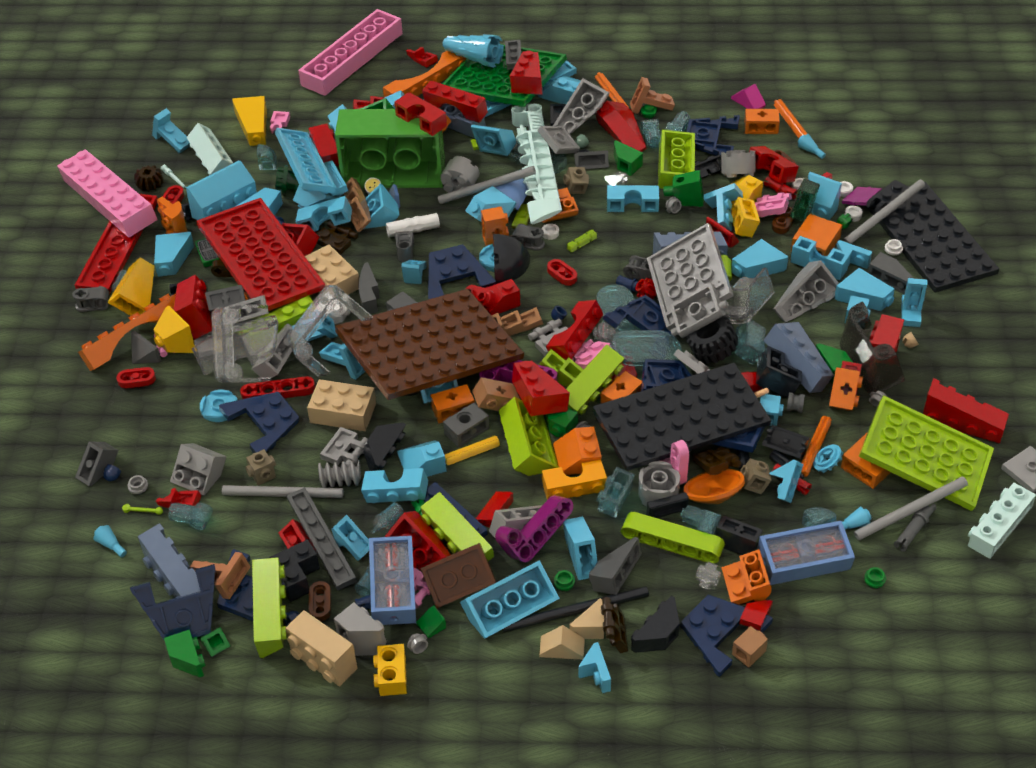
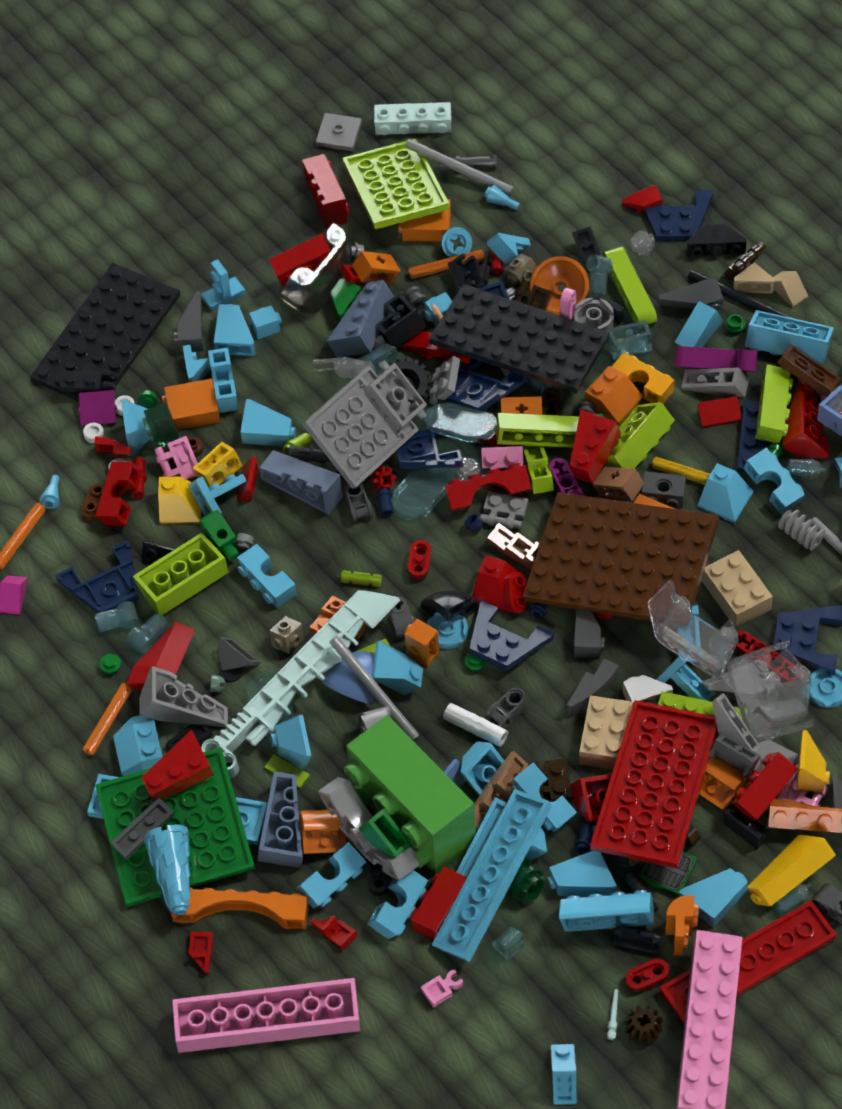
camera: 130 degrees left, 10 degrees up
(208, 149) = (554, 998): light aqua brick -> none
(252, 117) = (462, 1016): yellow slope -> none
(340, 444) = (775, 558): light grey plate -> none
(382, 444) = (745, 525): black slope -> none
(413, 270) = (531, 669): medium azure slope -> none
(430, 117) = (378, 757): red arch -> none
(471, 105) = (285, 802): red arch -> none
(558, 139) = (240, 692): light grey plate -> none
(595, 665) = (785, 253): medium azure slope -> none
(617, 178) = (244, 616): clear slope -> none
(627, 158) = (211, 622): green slope -> none
(650, 97) = (98, 665): nougat bracket -> none
(738, 162) = (144, 516): light grey brick -> none
(747, 579) = (621, 219): orange brick -> none
(749, 646) = (677, 182): medium nougat brick -> none
(761, 121) = (47, 553): orange brick -> none
(806, 552) = (564, 200): brick -> none
(807, 291) = (258, 370): light grey wedge -> none
(817, 516) = (524, 214): clear light blue brick -> none
(862, 229) = (121, 372): light grey piece -> none
(875, 577) = (540, 159): green plate -> none
(893, 247) = (150, 348): white plate -> none
(909, 340) = (265, 272): tan hinge -> none

